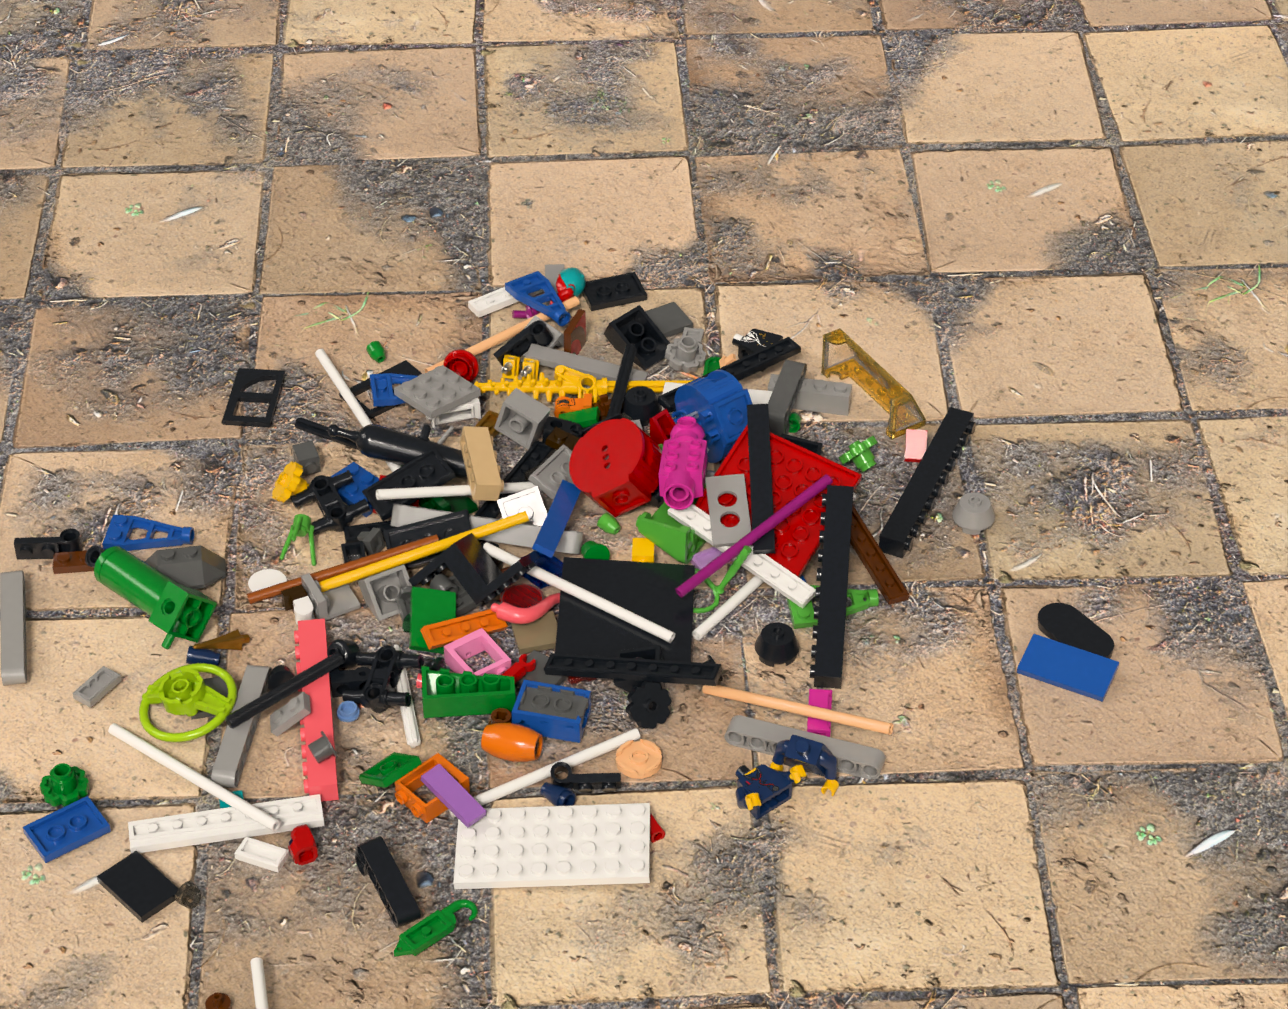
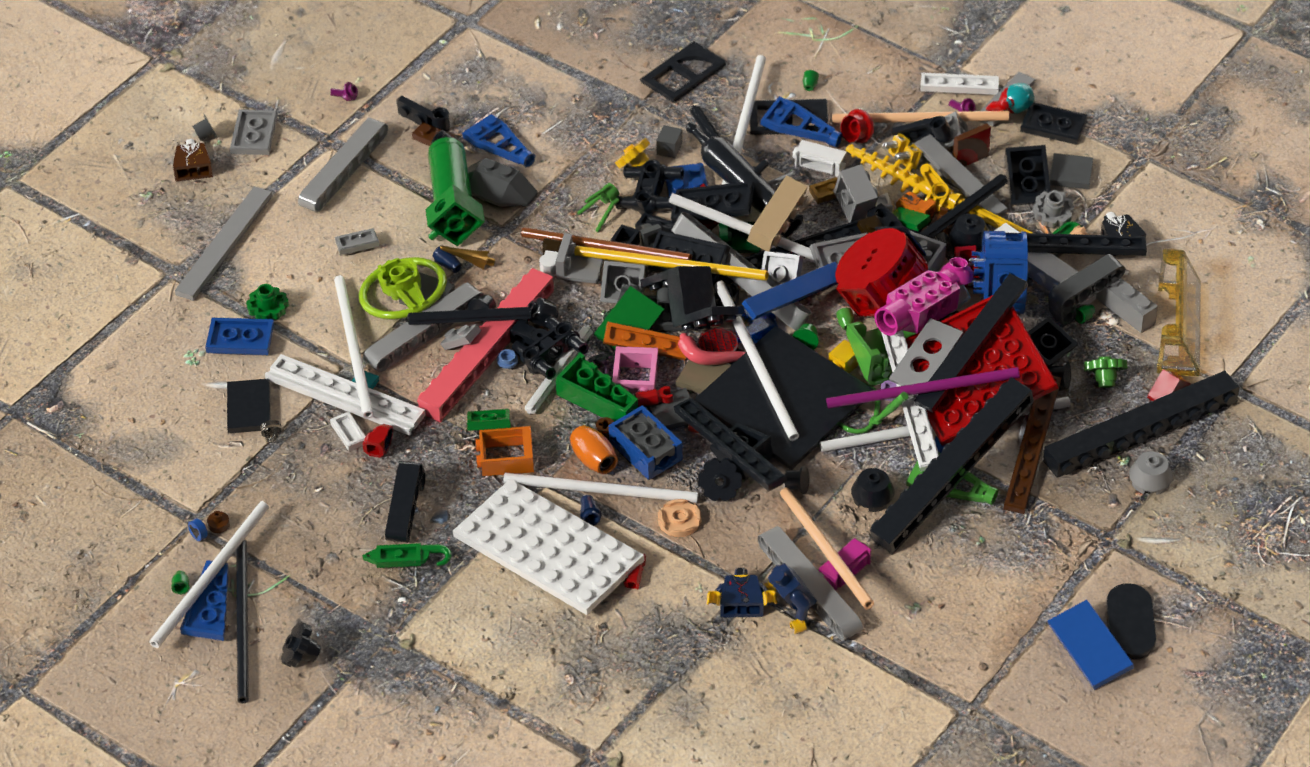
camera: 40 degrees right, 5 degrees up
(265, 578) = (552, 223): white sticker -> none
(322, 748) = (448, 374): dark grey piece -> none
(437, 391) = (813, 137): light grey plate -> none
(453, 795) = (507, 464): medium lavender tile -> none
(535, 282) = (979, 82): blue plate -> none
(585, 782) = (616, 511): black plate -> none
(696, 333) = (1078, 195): light grey plate -> none

